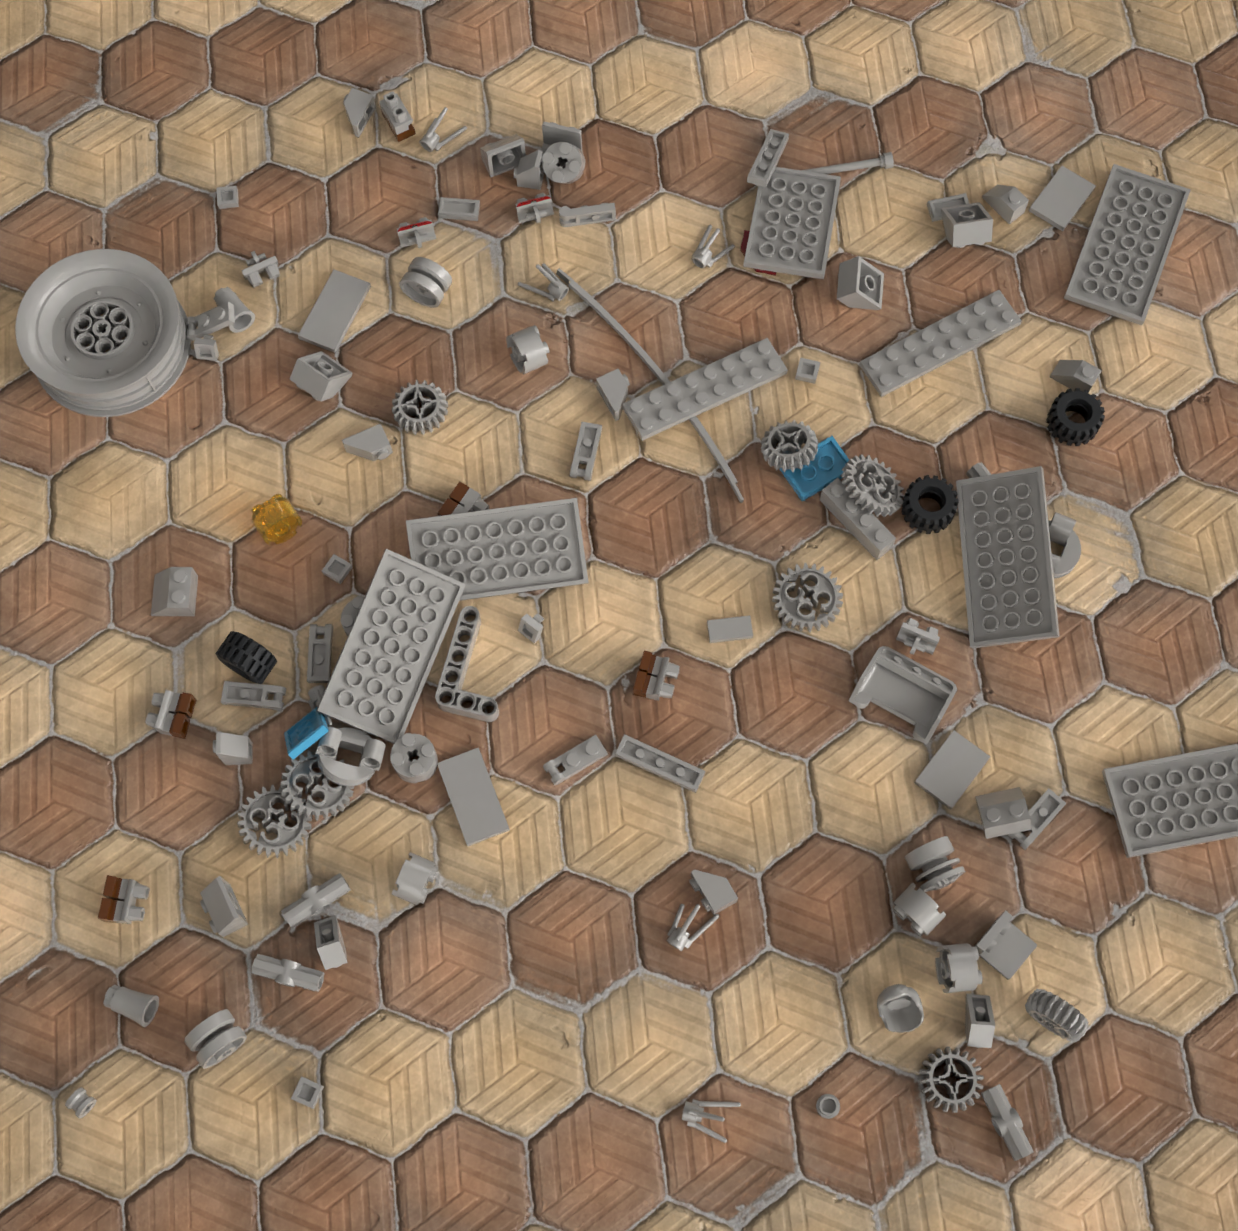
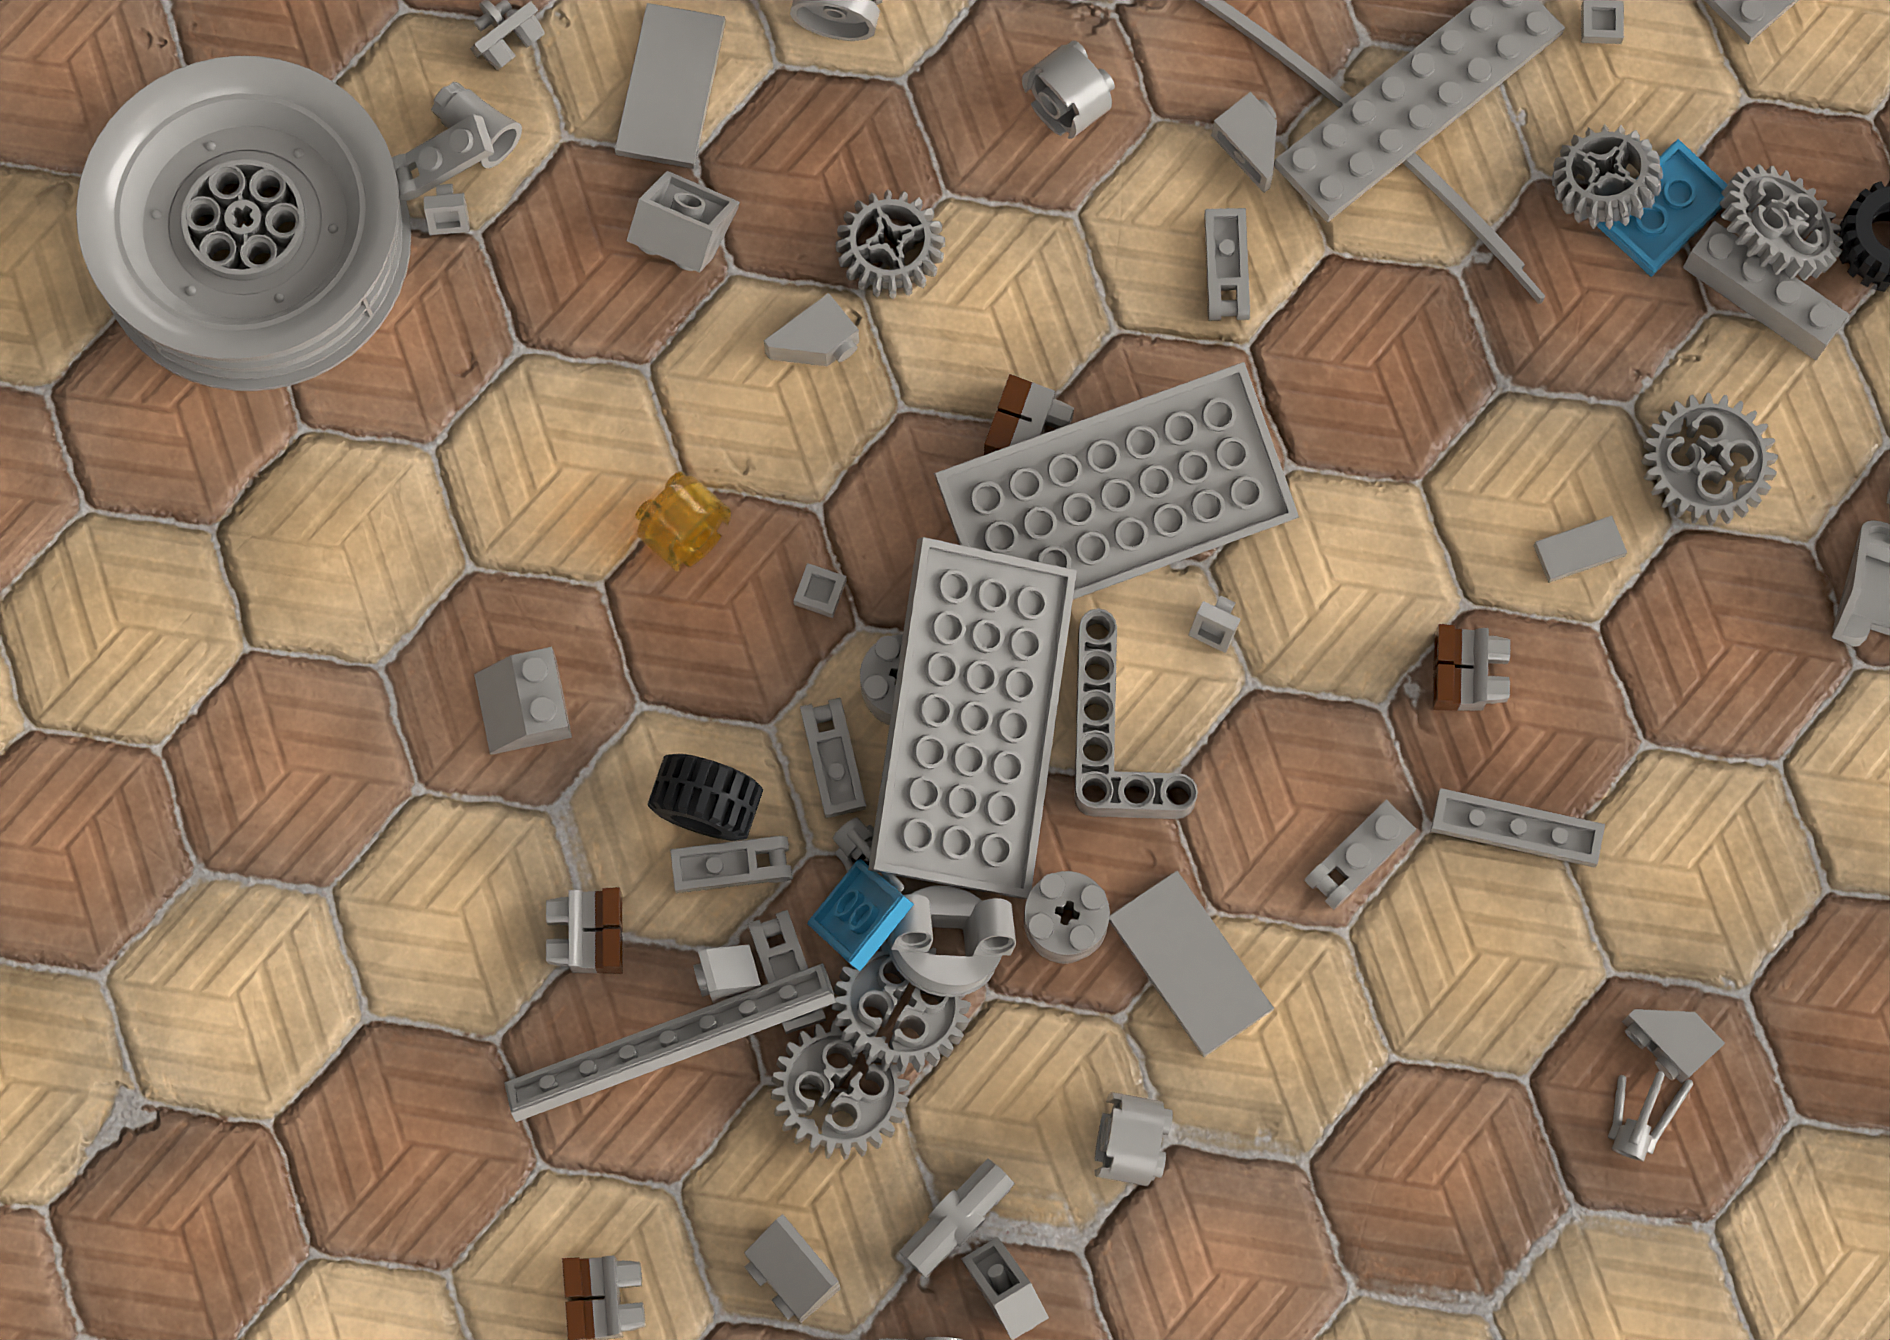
camera: 15 degrees left, 5 degrees up
(194, 777) = (669, 1042): none -> light grey tile
(265, 756) = (782, 961): none -> light grey plate

